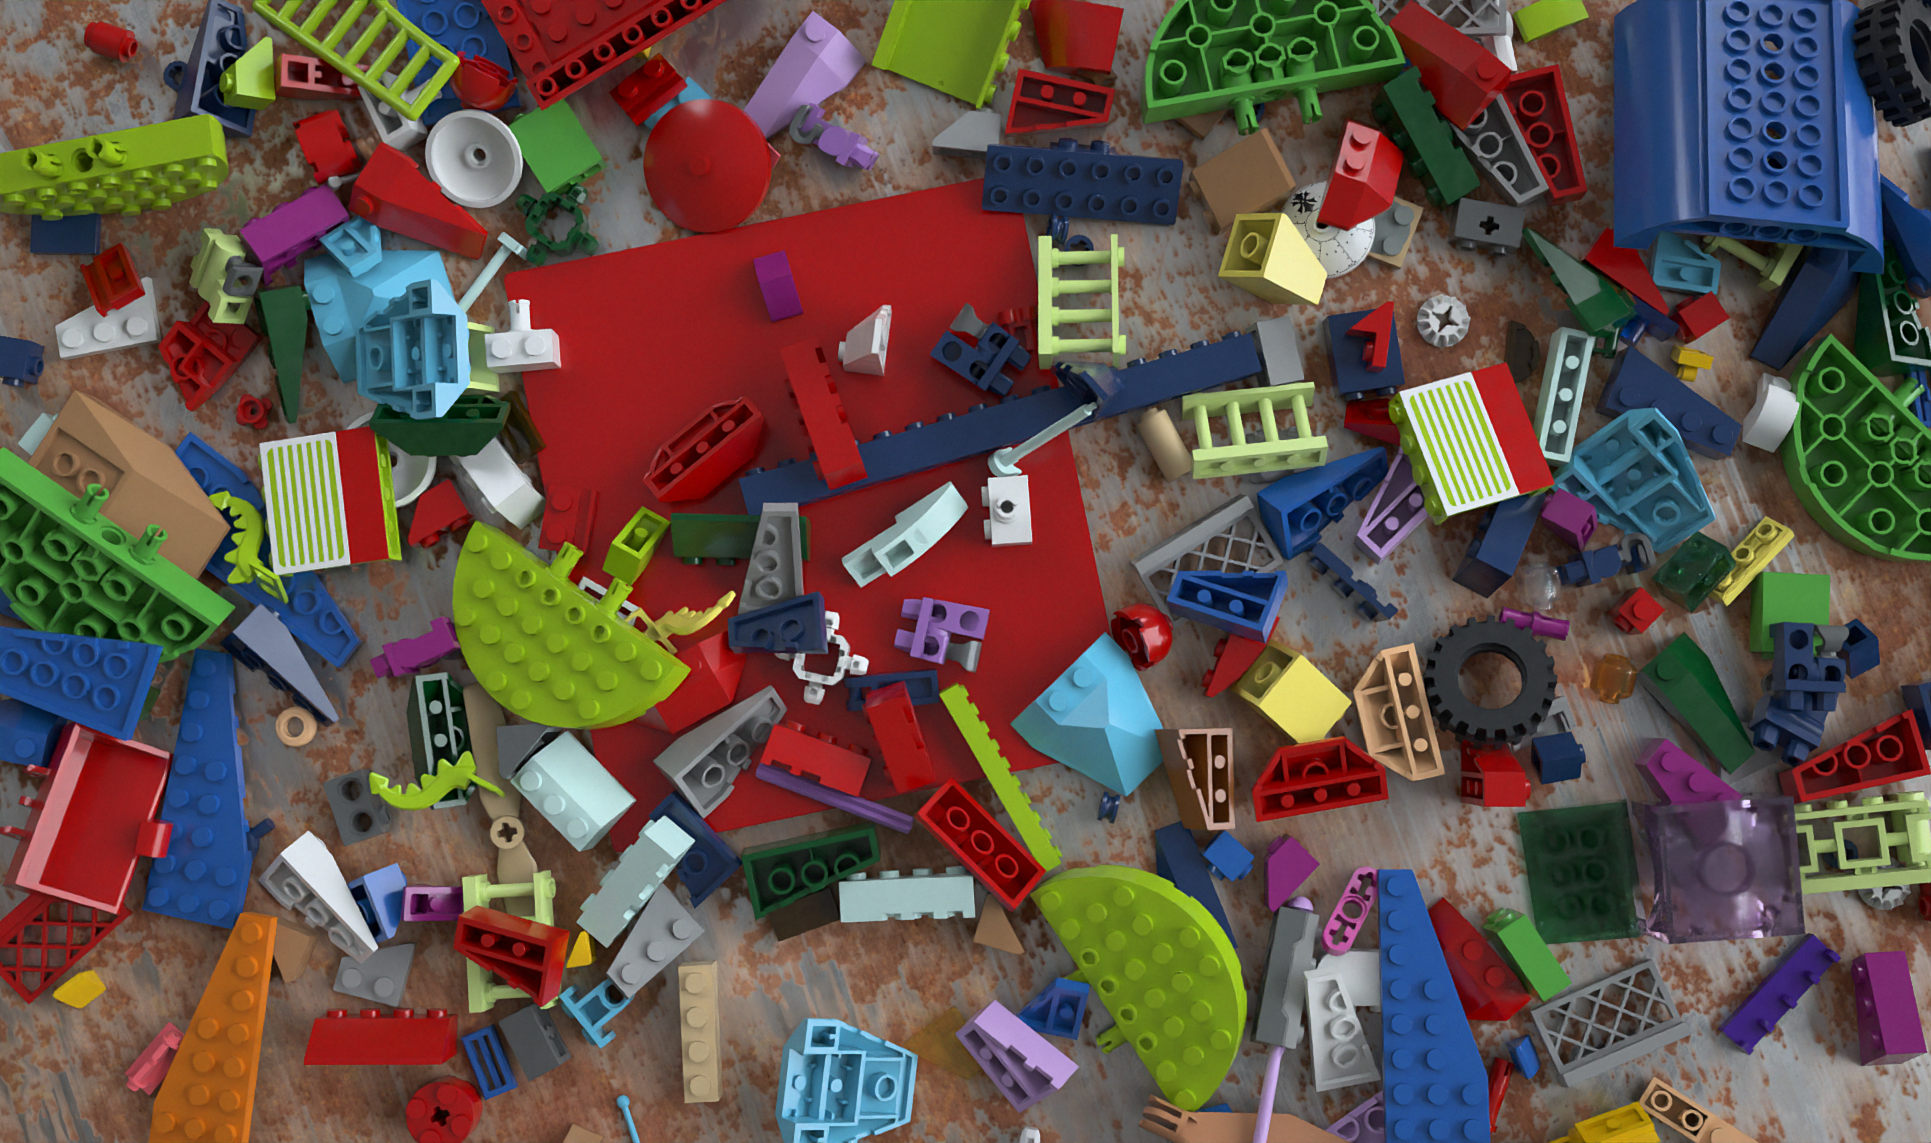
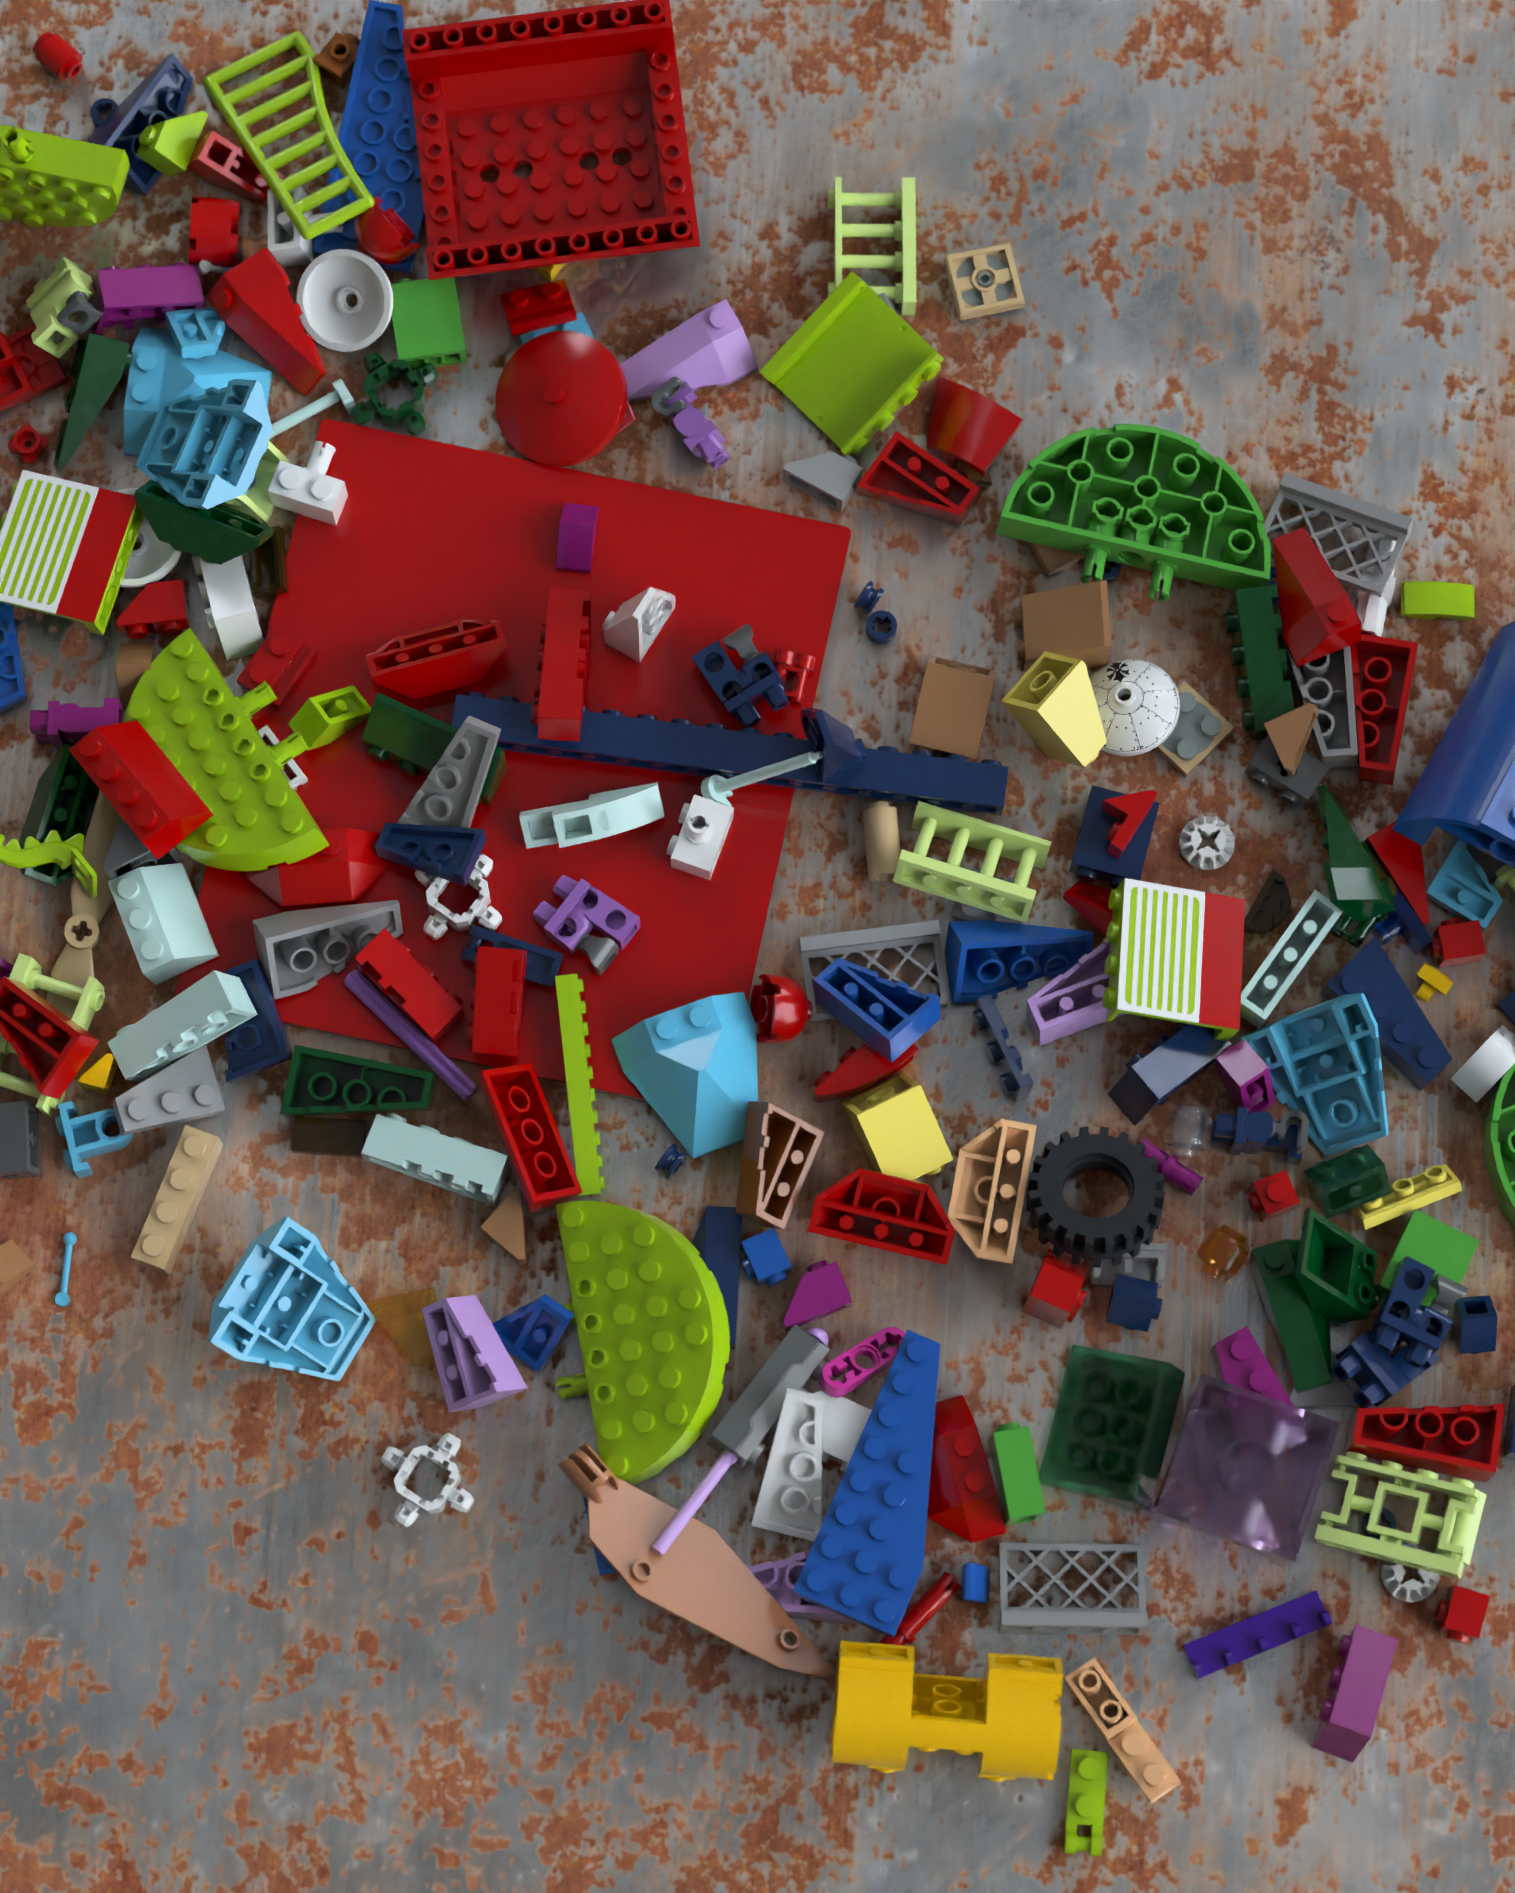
camera: 20 degrees right, 10 degrees down
(439, 574) = (131, 664): none -> medium nougat slope
(500, 690) = (141, 784): none -> red slope
(680, 623) = (339, 802): light yellow piece -> none
(1051, 287) = (836, 646): yellowish green fence -> none
(1081, 182) = (911, 563): dark blue bracket -> none
(1174, 296) = (952, 707): none -> medium nougat slope
(1276, 352) = (1028, 799): light grey hinge -> none
(1360, 176) = (1180, 667): red wedge -> none
(1484, 197) = (1291, 734): none -> medium nougat slope
(1727, 658) = (1336, 1271): none -> dark green slope

